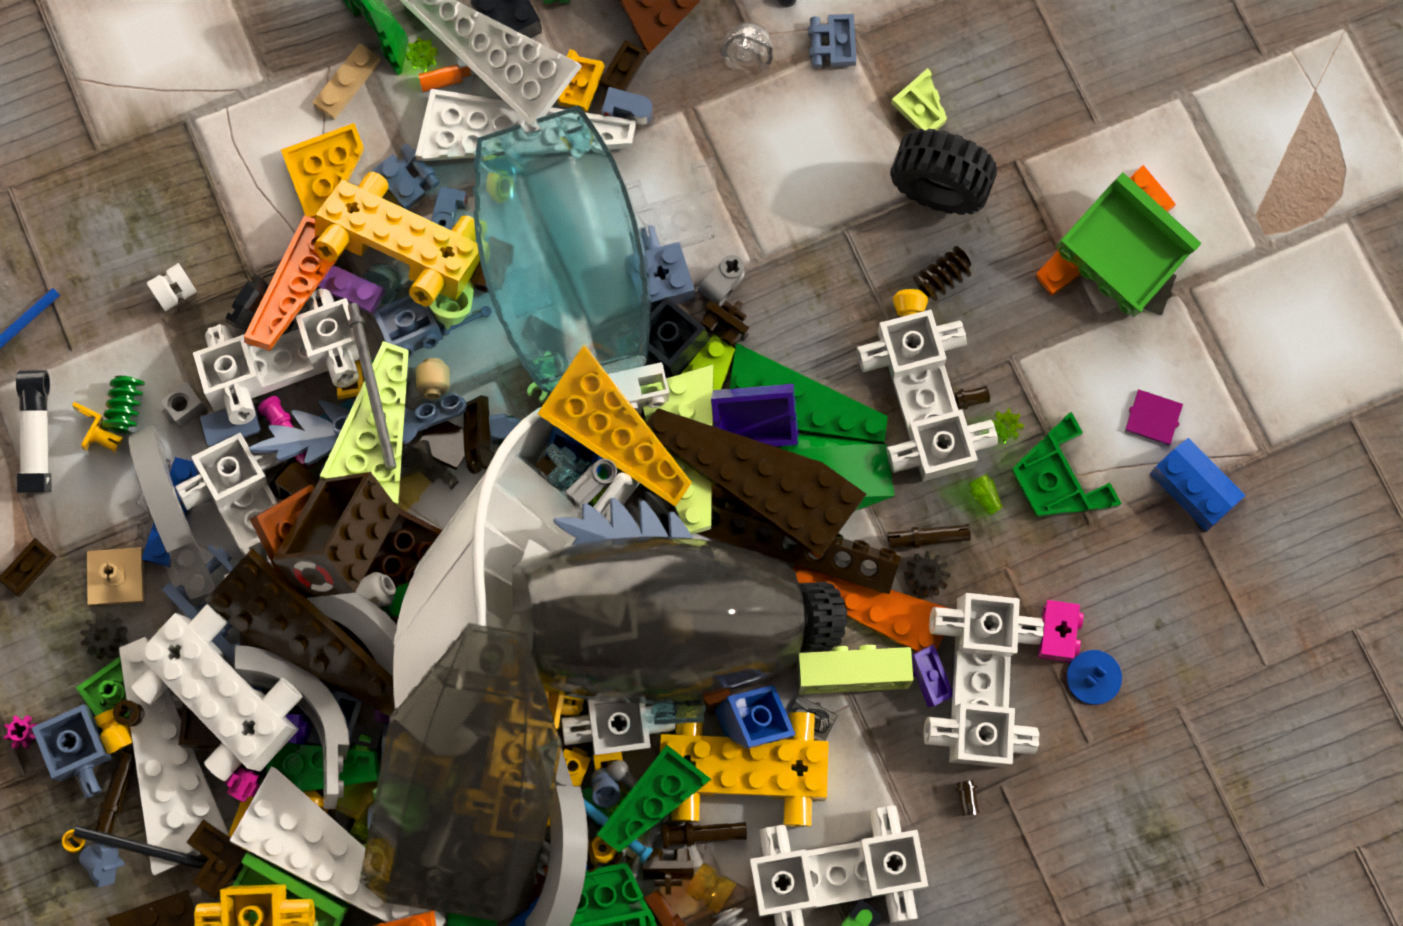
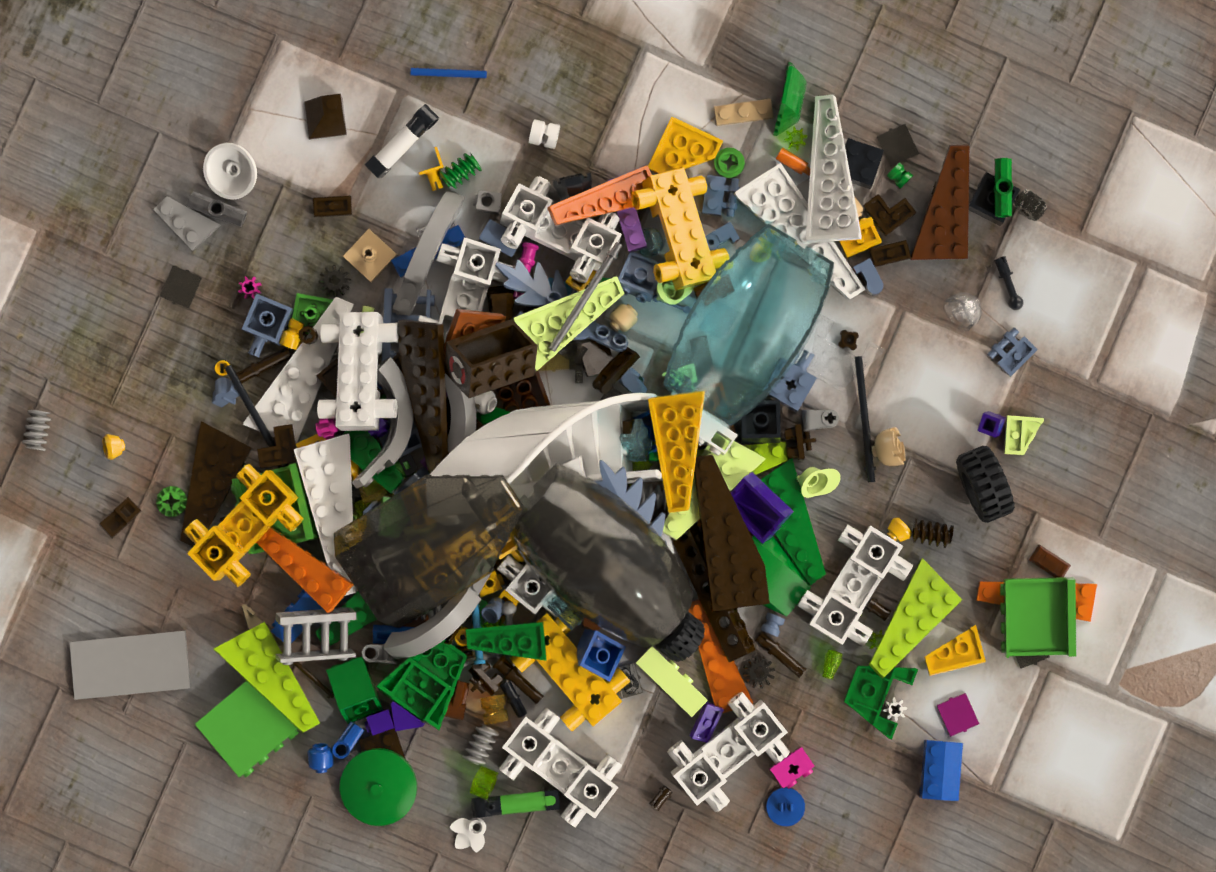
camera: 45 degrees right, 10 degrees up
(384, 127) = (737, 158): none -> bright green gear
(588, 38) = (889, 218): none -> dark brown plate
(589, 484) = (637, 458): light grey piece -> none
(670, 176) = (853, 338): none -> dark brown plate
(719, 857) = (513, 699): none -> black axle
(765, 237) = (865, 419): none -> black bar
(785, 337) = (818, 482): none -> yellowish green piece
(816, 239) = (889, 448): none -> tan cylinder
(887, 119) = (991, 424): none -> dark purple brick
(891, 518) = (772, 624): none -> sand blue wheel
(1014, 362) = (918, 612): none -> lime wing
(1077, 191) = (1049, 562): none -> reddish brown tile
(1090, 361) = (956, 654): none -> yellow wing
(1096, 466) = (889, 710): none -> white gear

